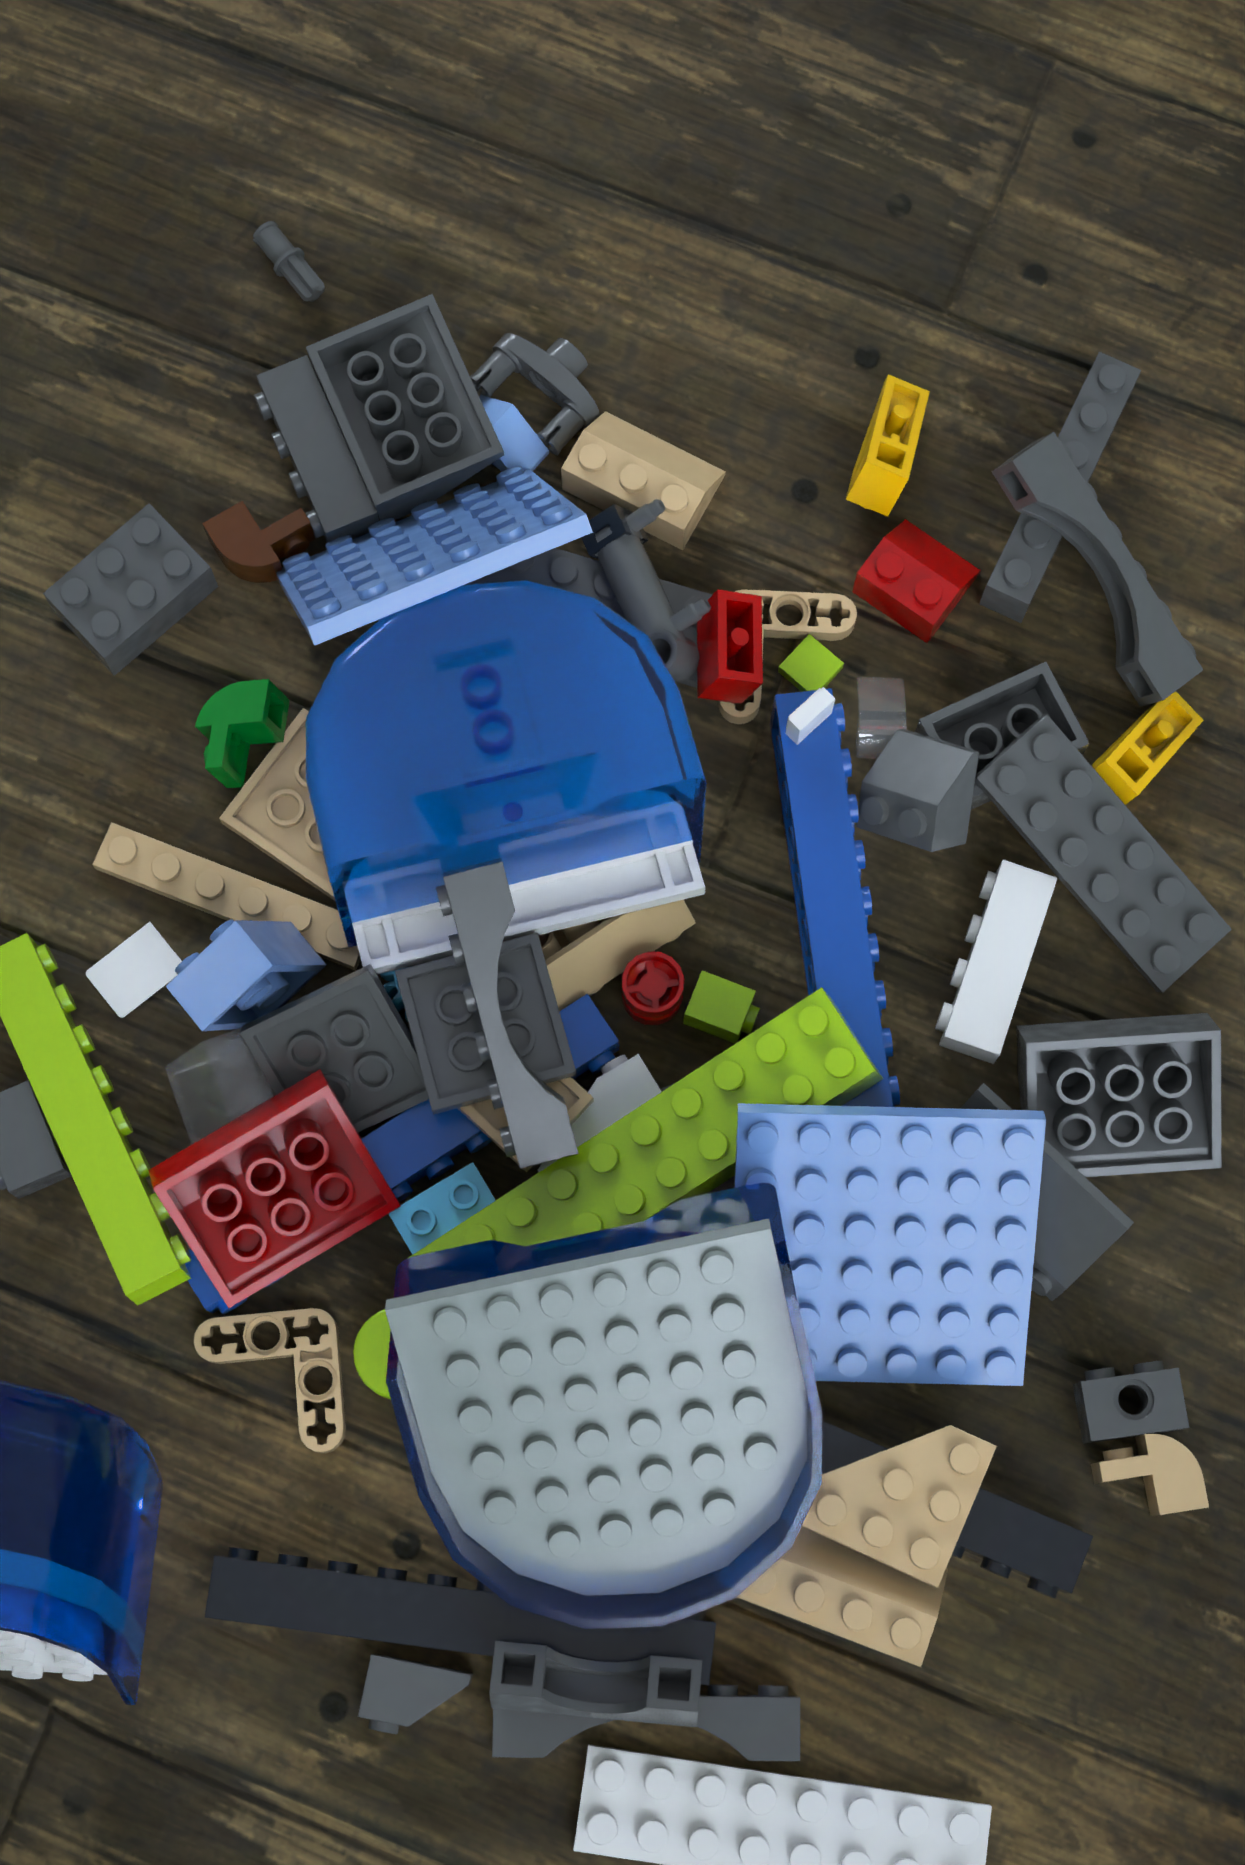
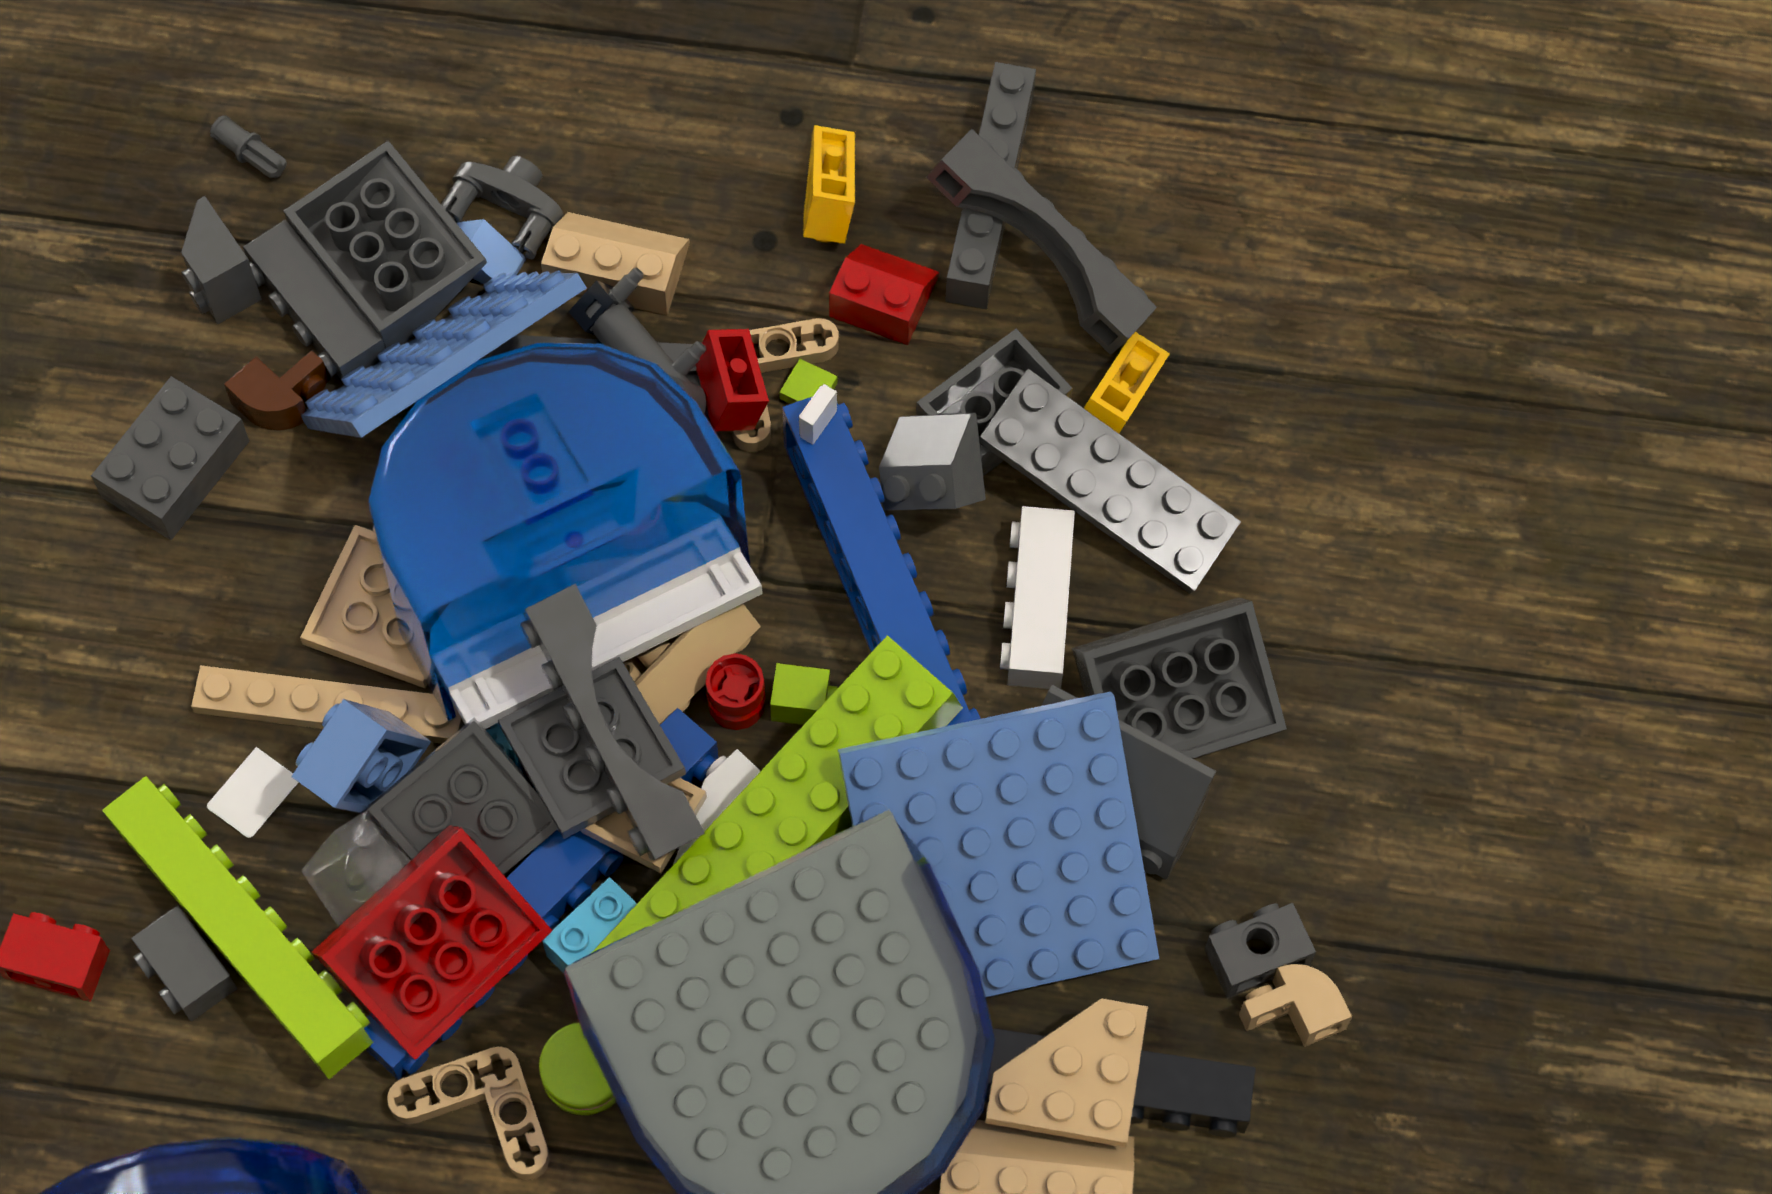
camera: 15 degrees left, 10 degrees down
(221, 390) = (216, 266): none -> dark grey slope
(238, 718) = (296, 547): green brick -> none
(880, 714) = (880, 410): clear panel -> none

